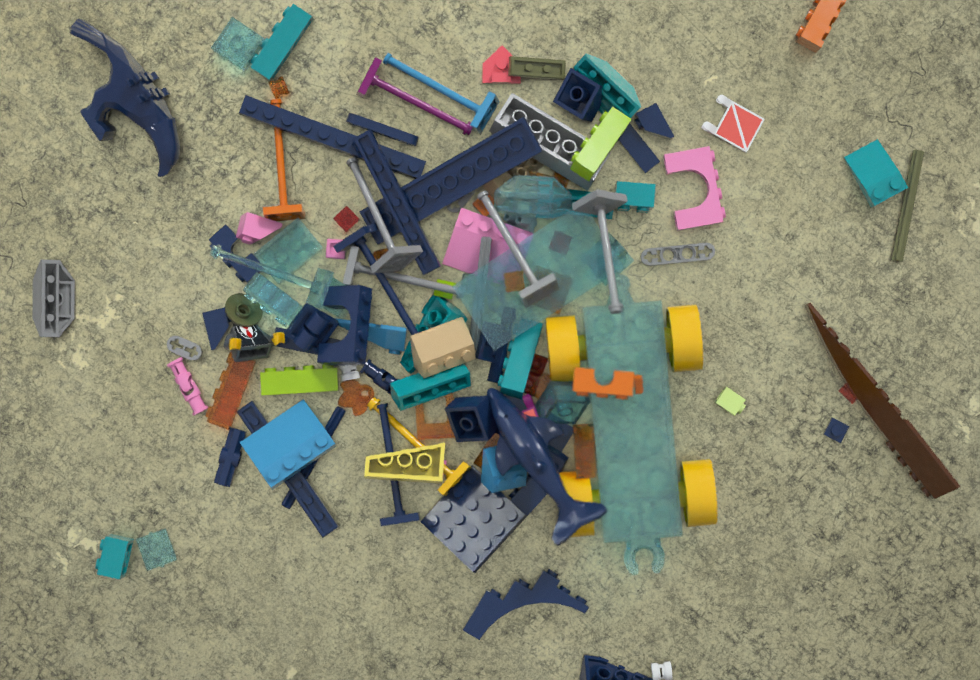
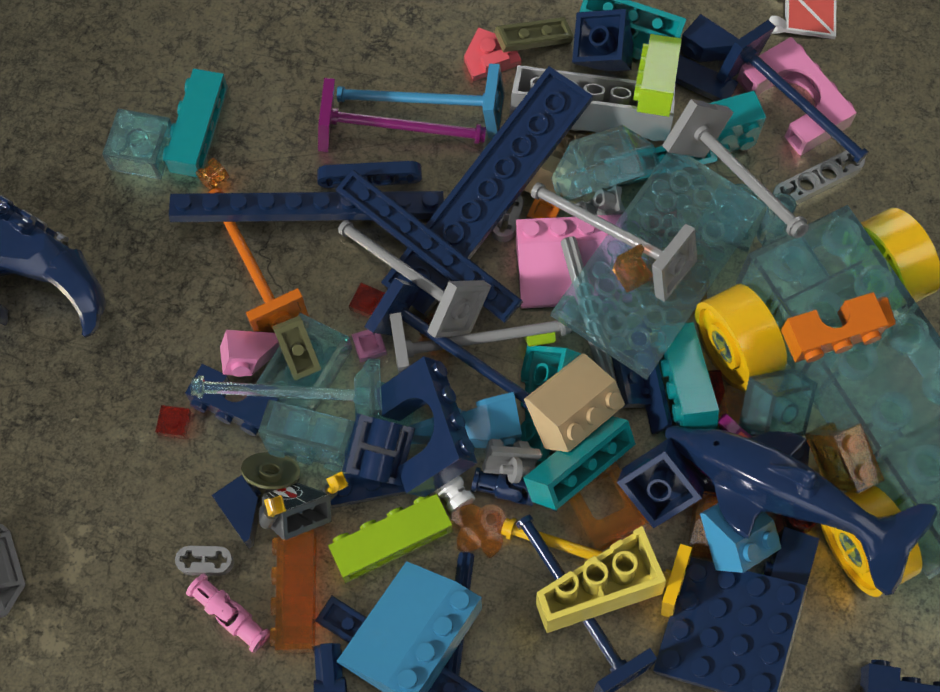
camera: 20 degrees left, 20 degrees down
(195, 251) = (173, 422): none -> clear red plate
(285, 245) = (296, 348): none -> olive slope
(389, 367) = (513, 460): none -> light grey hips
(670, 150) = (748, 50): none -> dark blue tile

